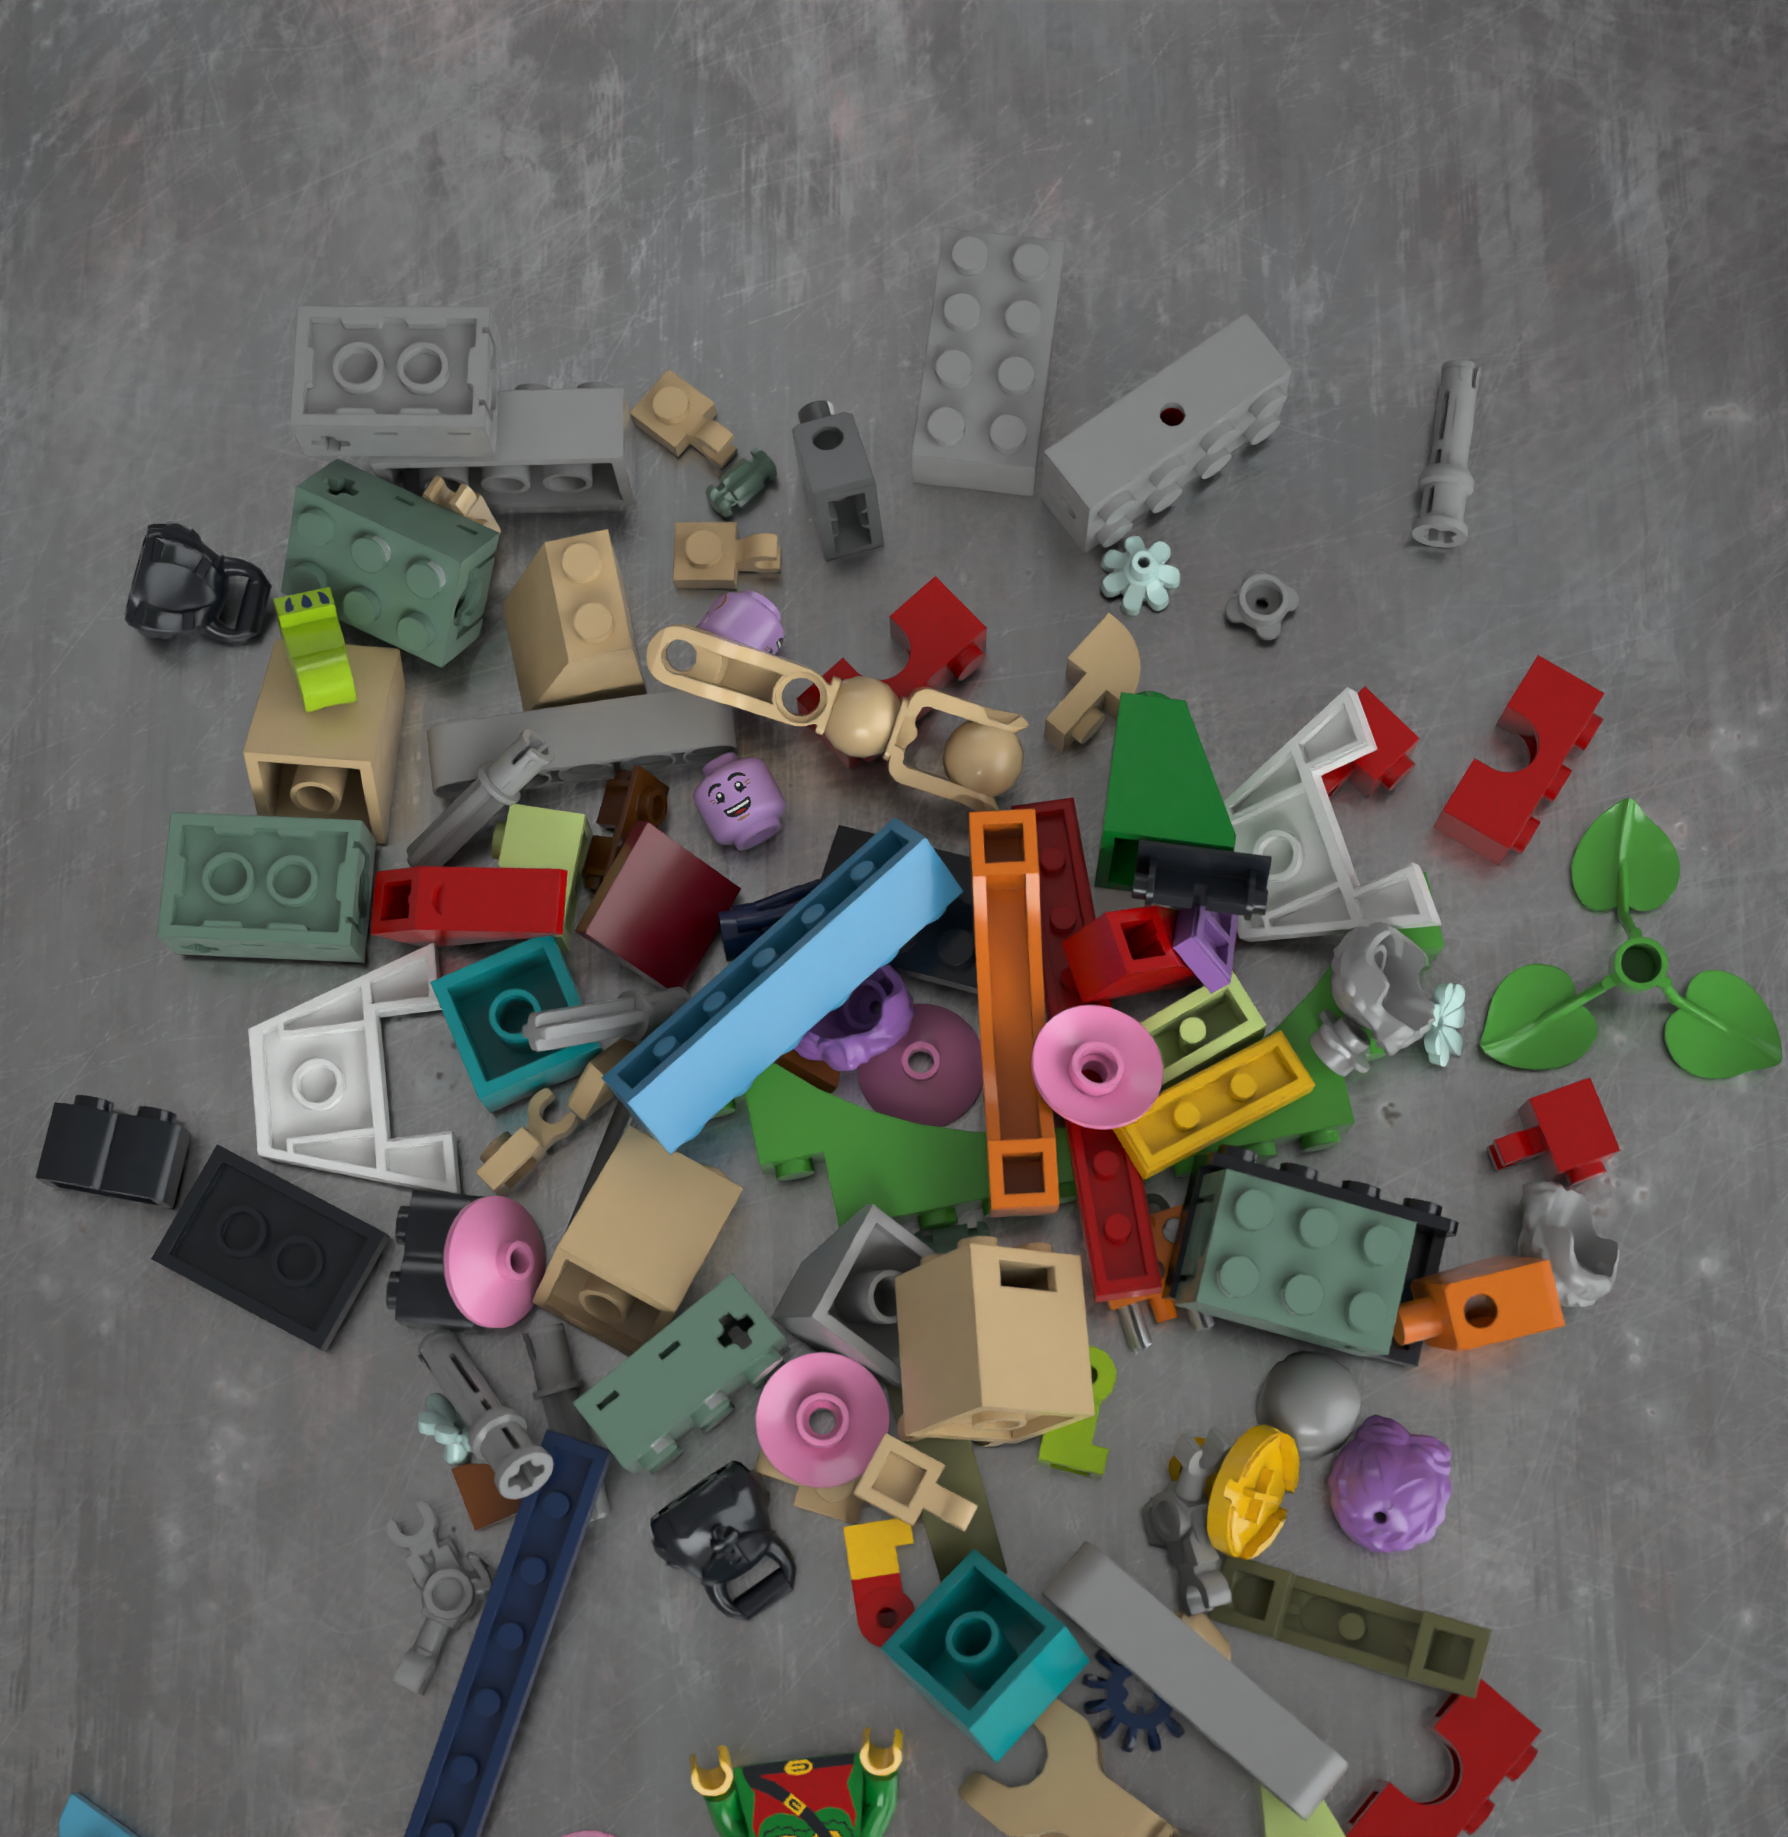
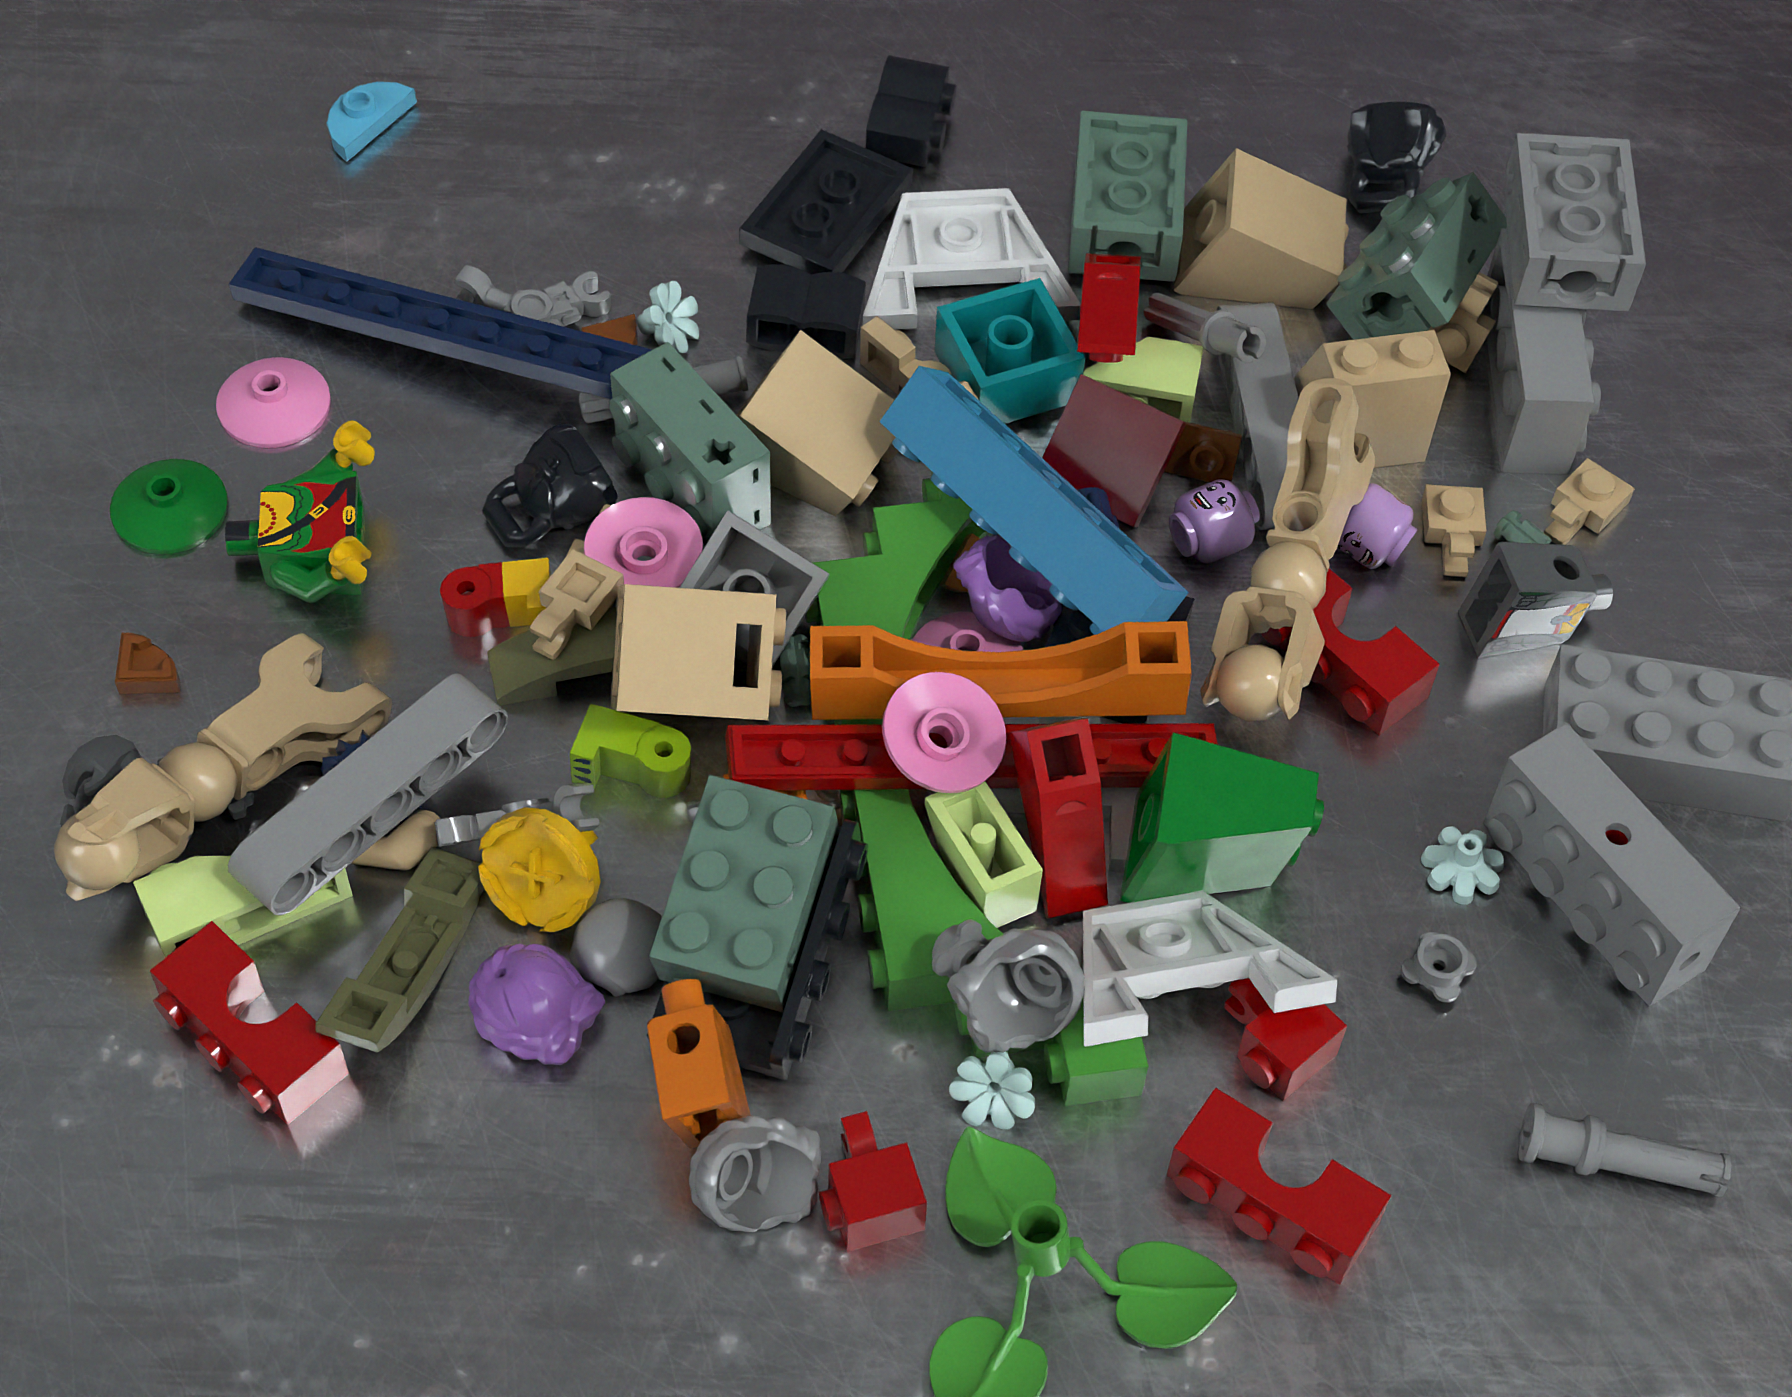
camera: 85 degrees right, 20 degrees down
(315, 648) = (1331, 204): lime leg -> none
(494, 1261) = (803, 304): bright pink dish -> none
(495, 1430) = (656, 315): light grey pin -> none
(628, 1016) = (999, 368): light grey axle -> none
(985, 1654) = (414, 635): teal brick -> none
(1100, 670) = (1358, 815): tan brick -> none
(1201, 877) = (1122, 834): black hinge -> none
(1206, 944) = (1071, 847): medium lavender tile -> none
(1215, 1104) = (908, 845): yellow tile -> none

